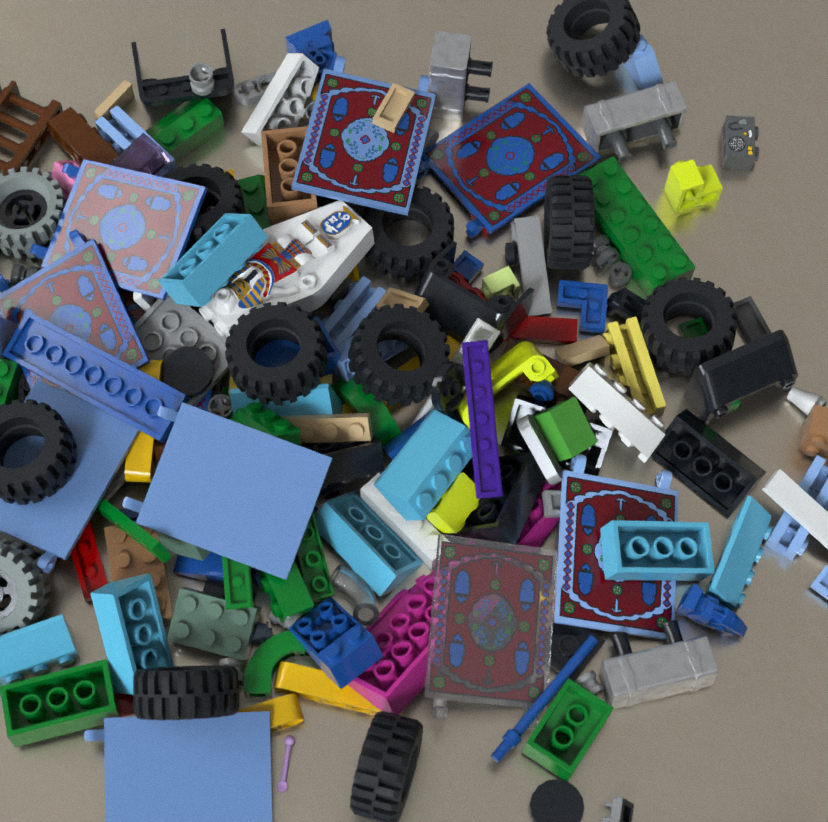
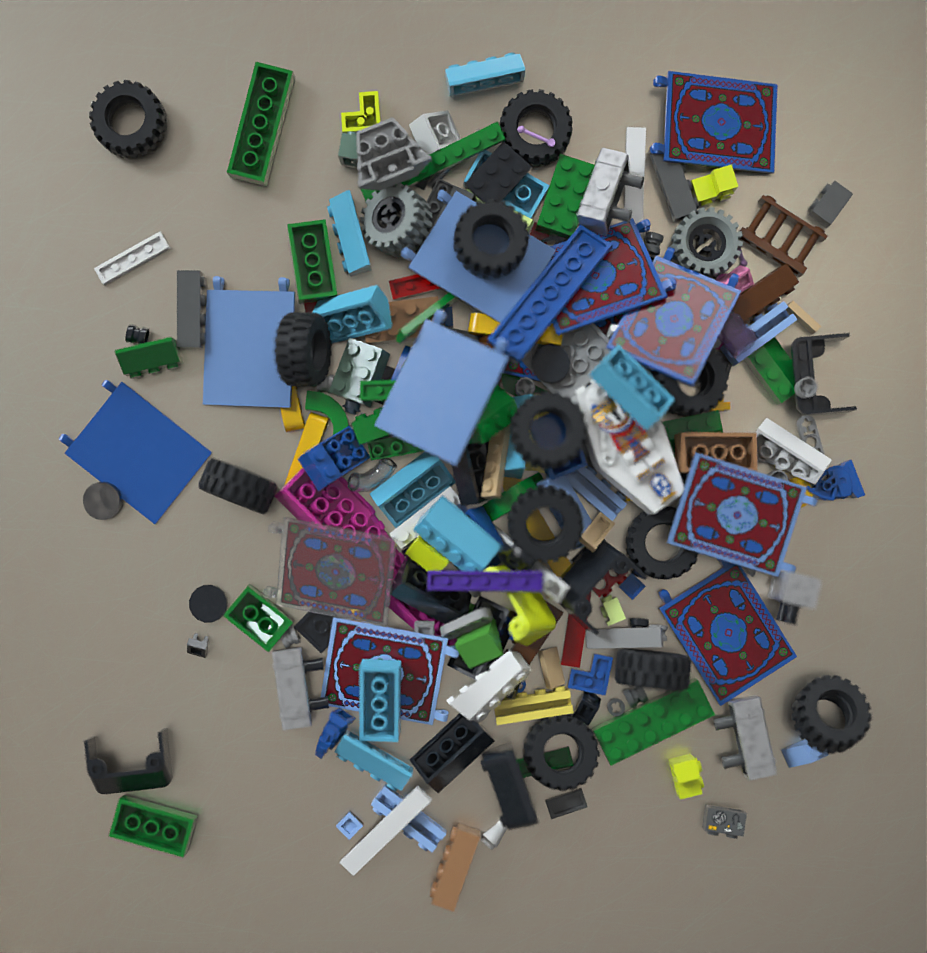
camera: 95 degrees right, 20 degrees up
(282, 785) = (243, 414): lavender hinge -> none
(393, 107) = (764, 540): tan tile -> none
(512, 736) = (254, 577): blue bar -> none

